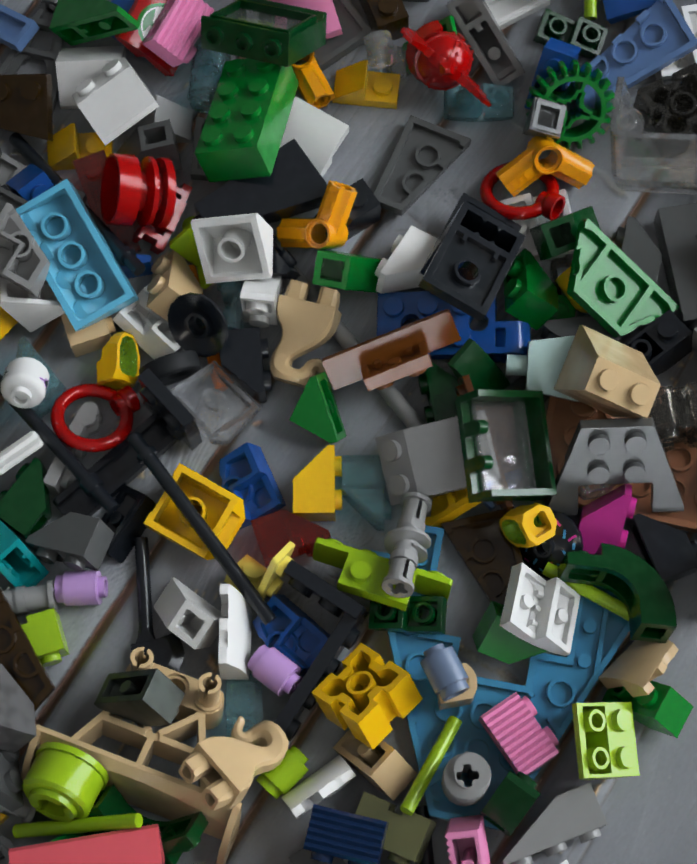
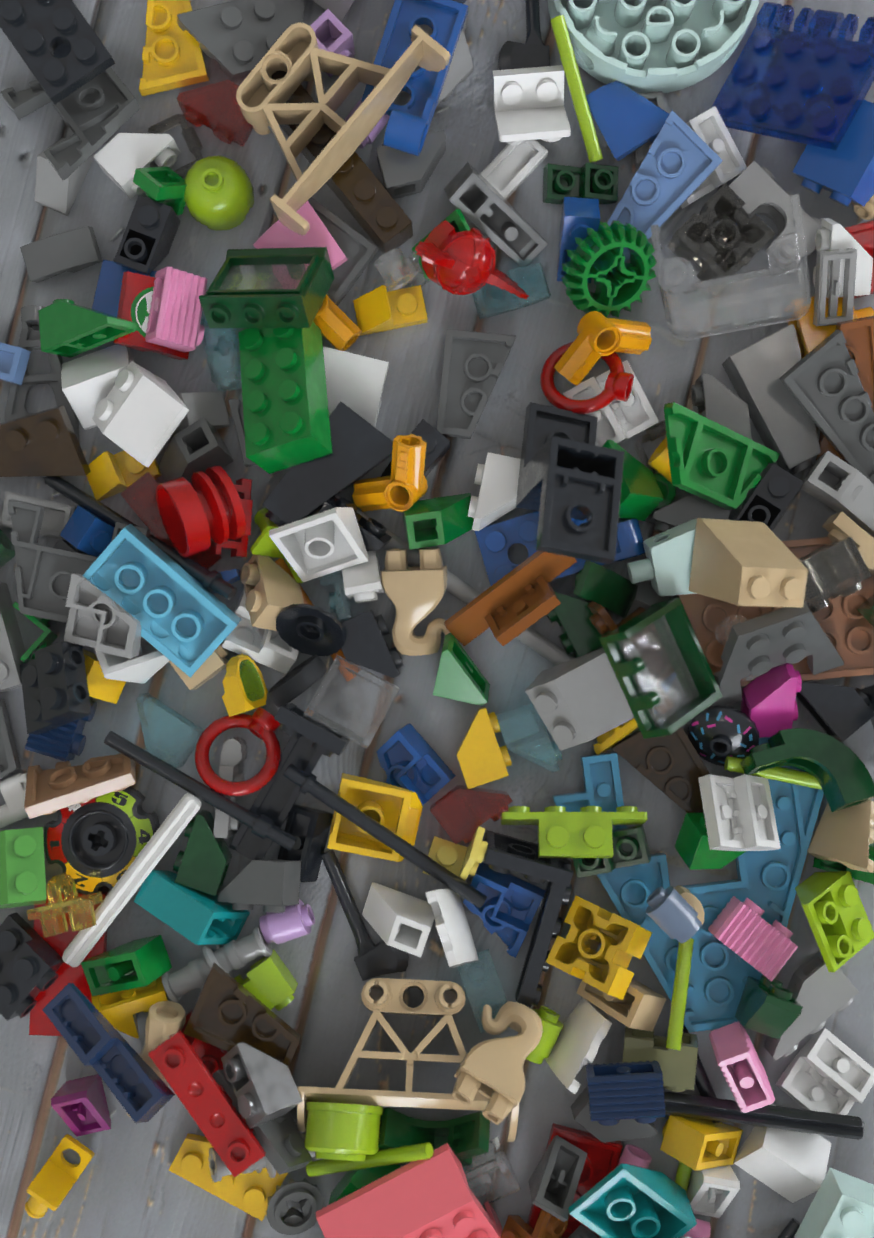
camera: 20 degrees left, 15 degrees up
(26, 380) = (160, 750): white head -> none
(141, 697) = (387, 1028): pearl dark grey slope -> none
(275, 670) = (502, 947): lavender brick -> none
(407, 545) = (594, 797): light grey piece -> none
(477, 771) = (720, 1002): light grey piece -> none
(528, 525) = (705, 734): yellow rock -> none
(545, 119) = (591, 297): dark grey slope -> none
(560, 234) = (642, 417): dark green slope -> none

